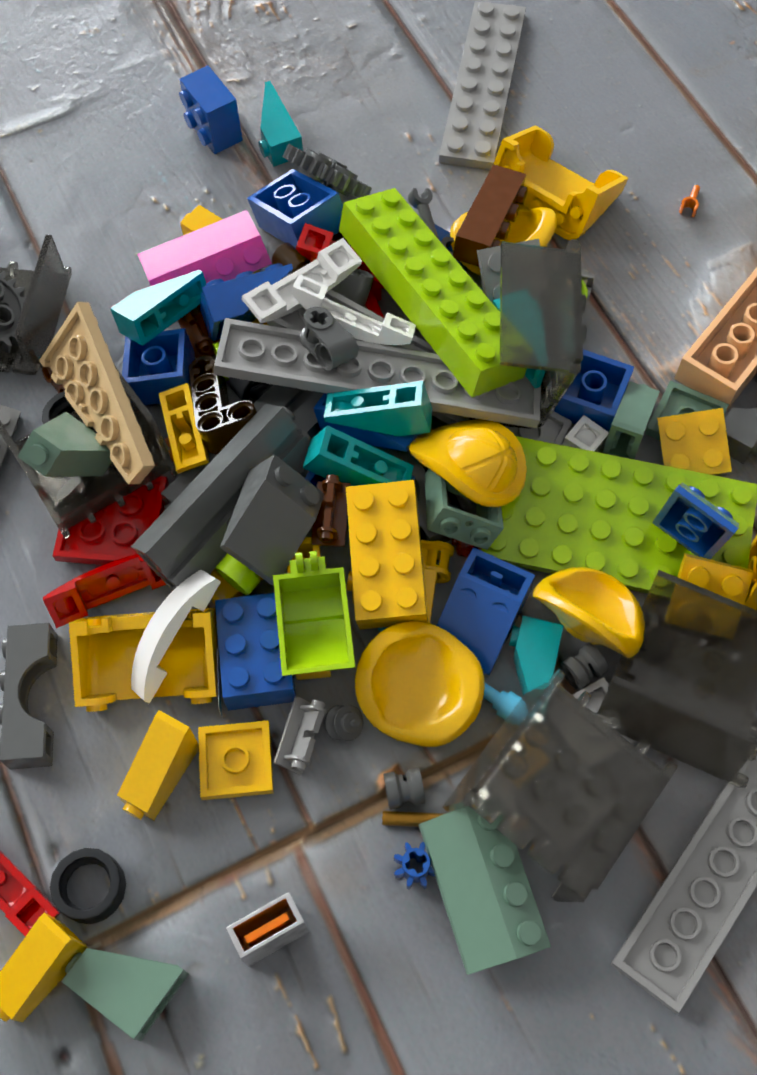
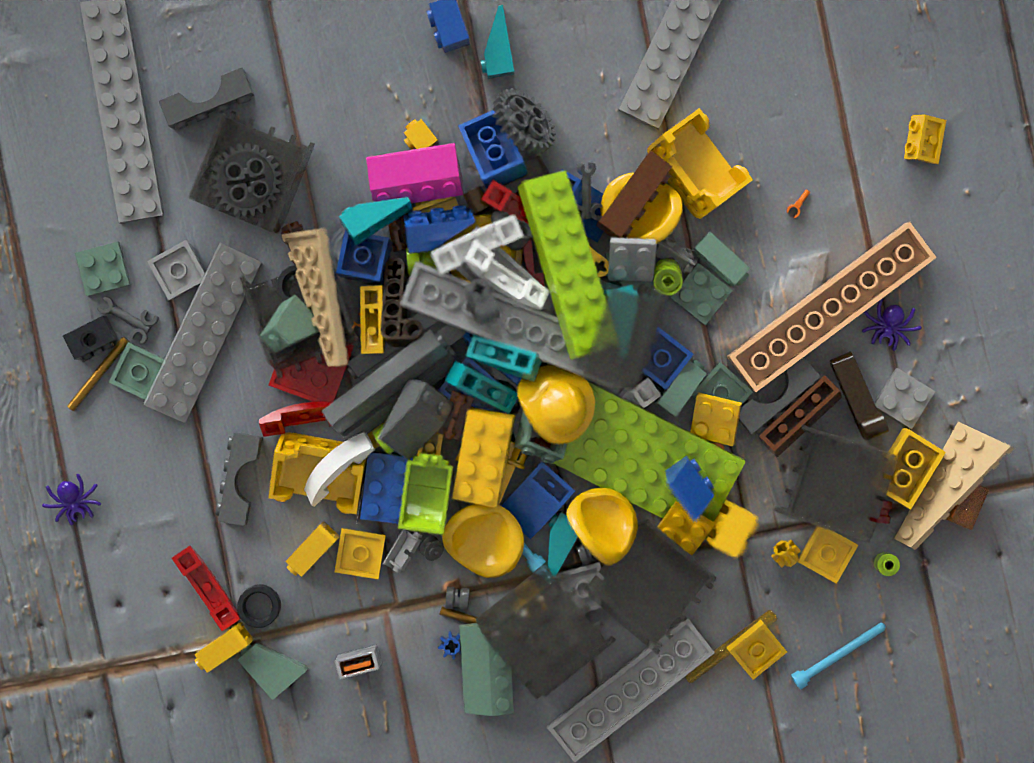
camera: 20 degrees right, 25 degrees up
(614, 317) = (701, 294): none -> sand green plate
(633, 248) = (721, 260): none -> sand green window

